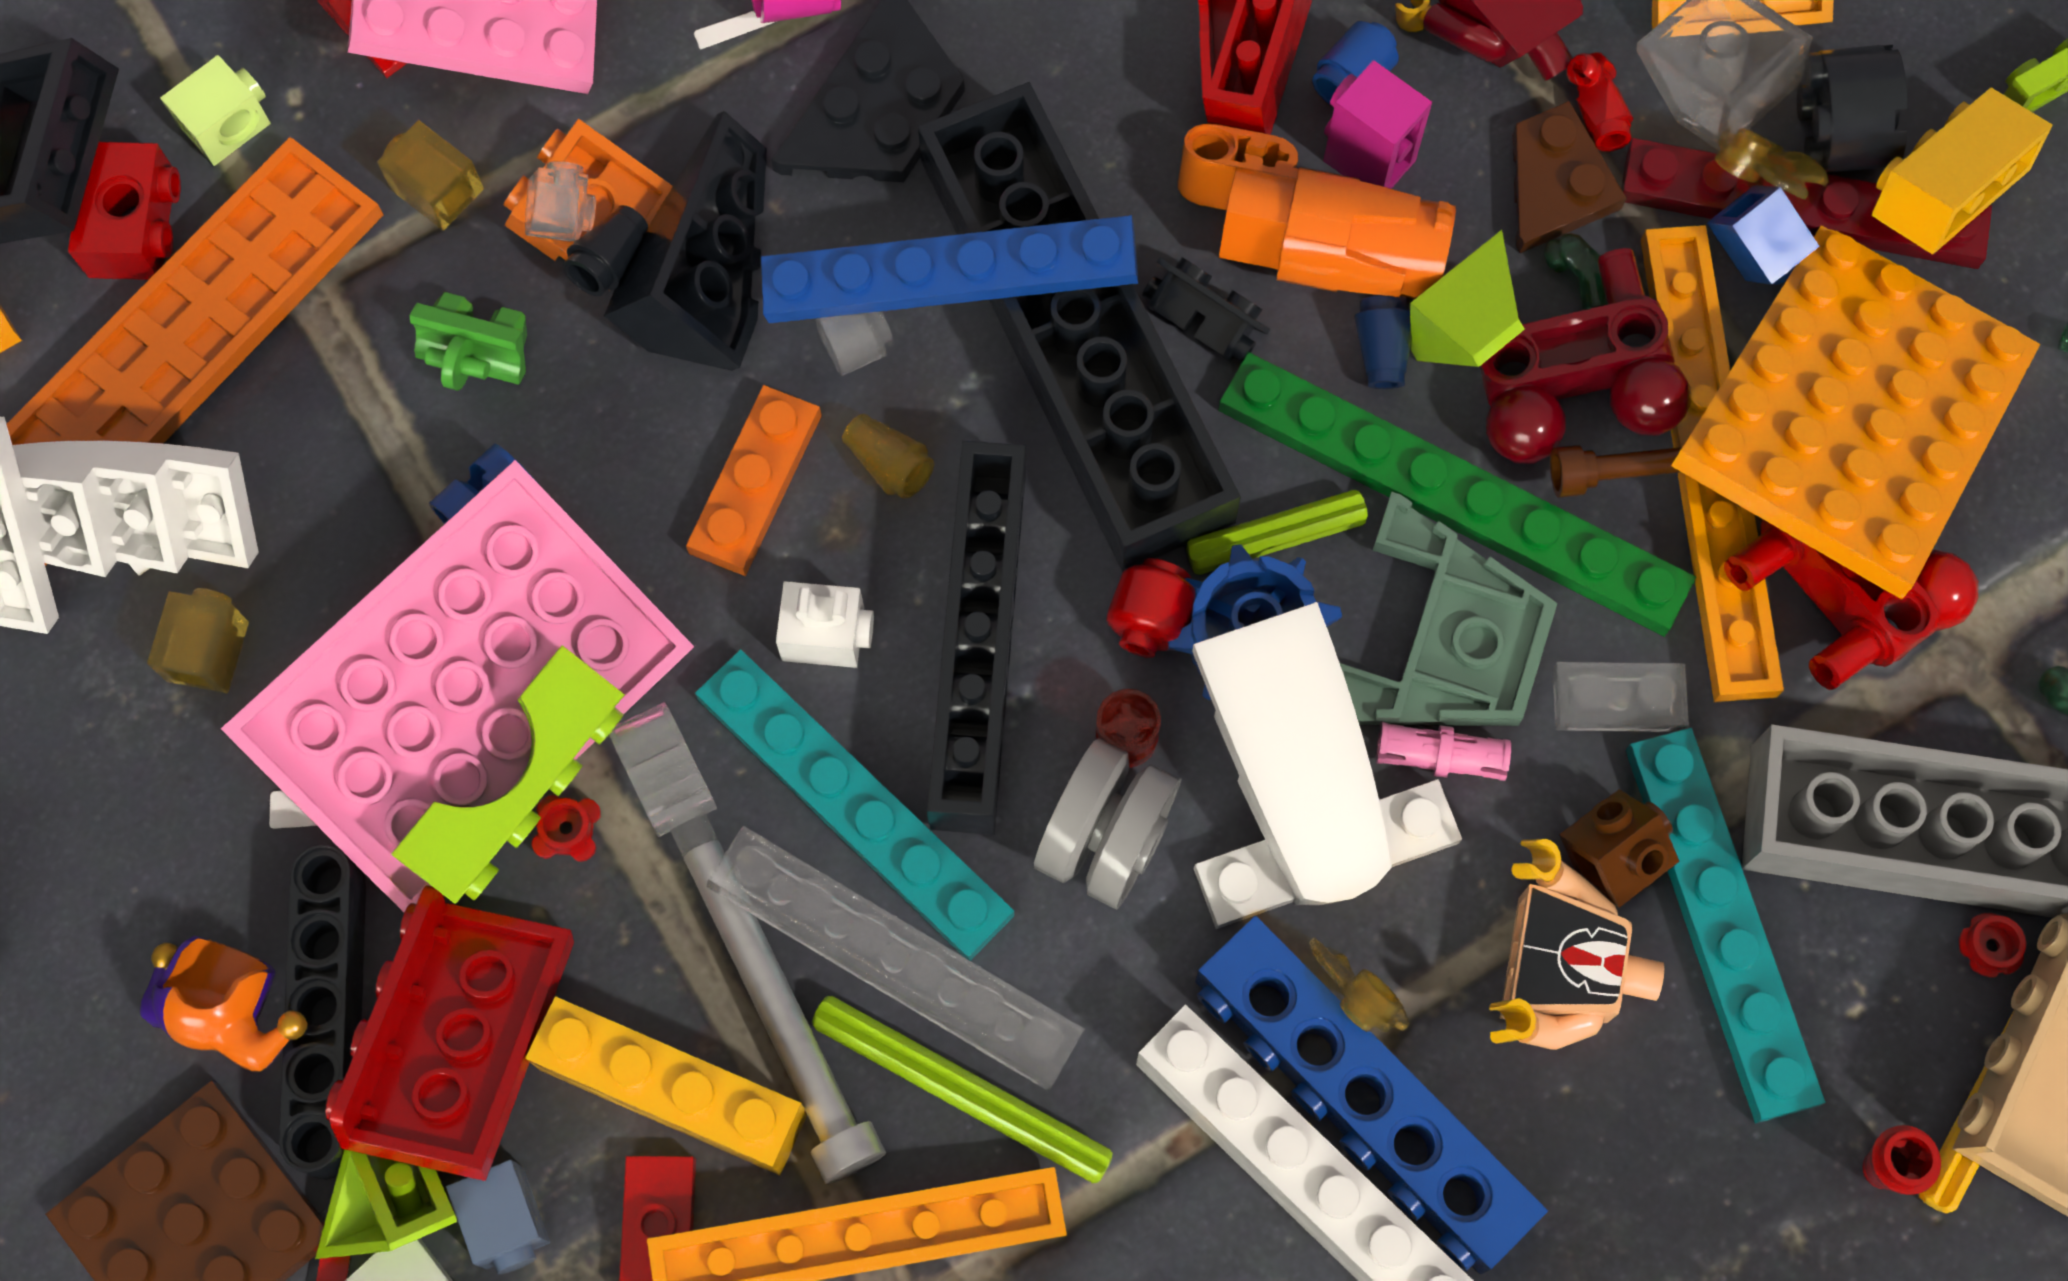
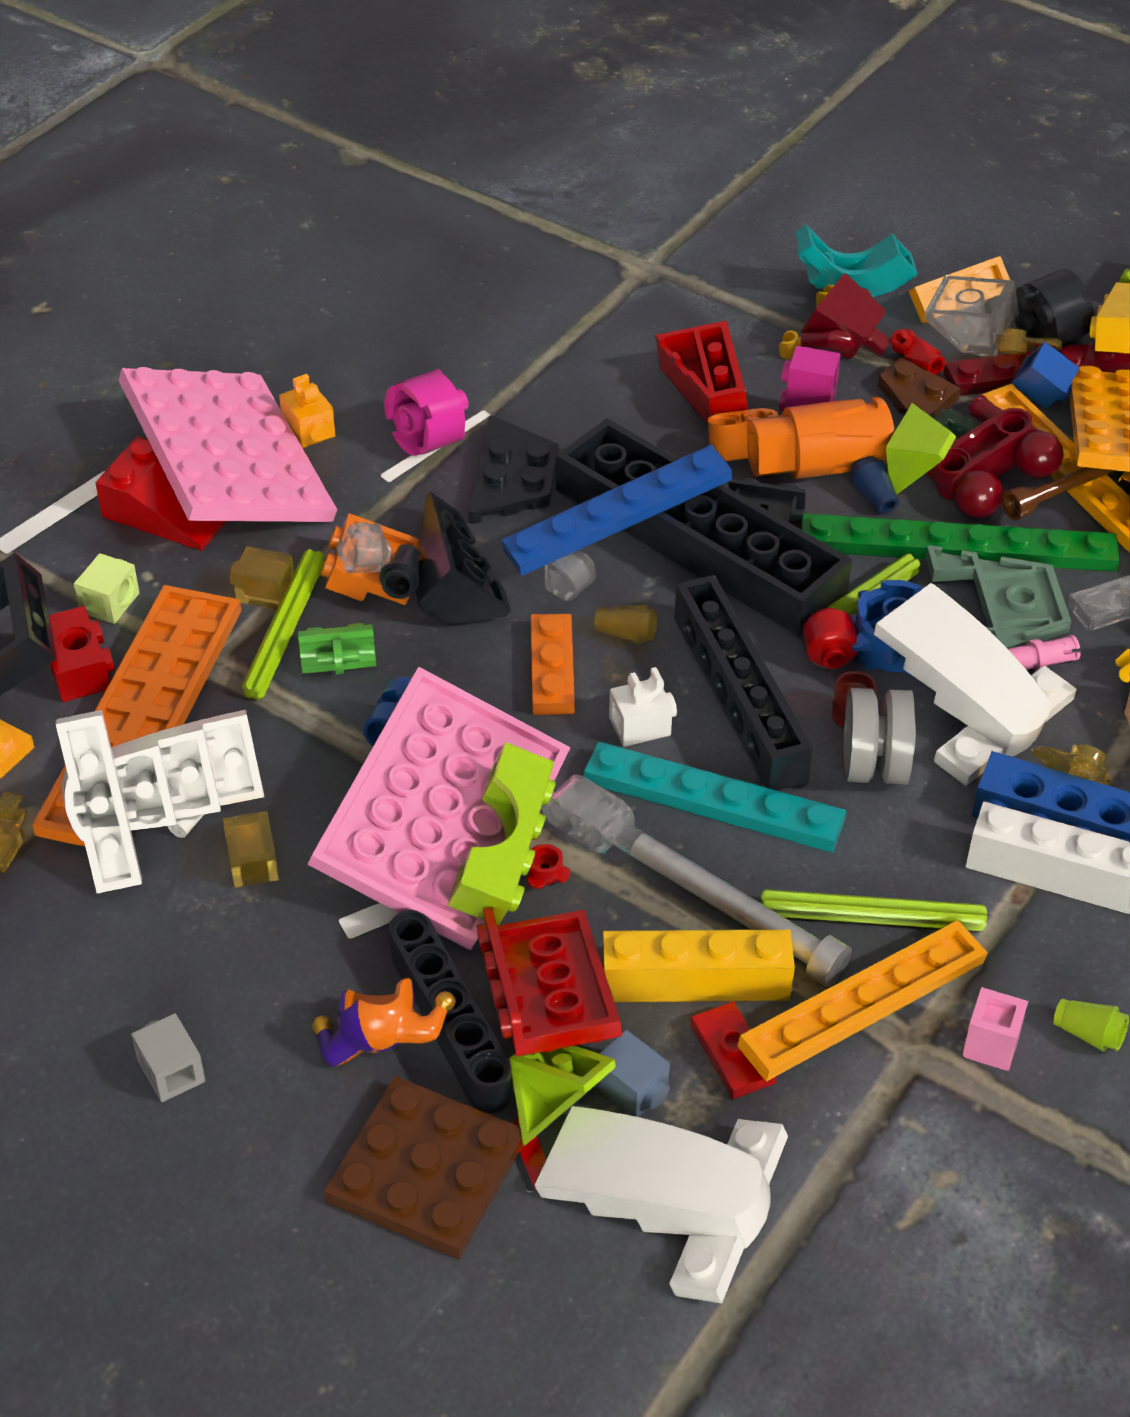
camera: 25 degrees left, 25 degrees down
(425, 263) = (282, 625): none -> lime axle
(895, 958) = (793, 853): clear plate -> none
(1353, 54) = (769, 374): blue brick -> none

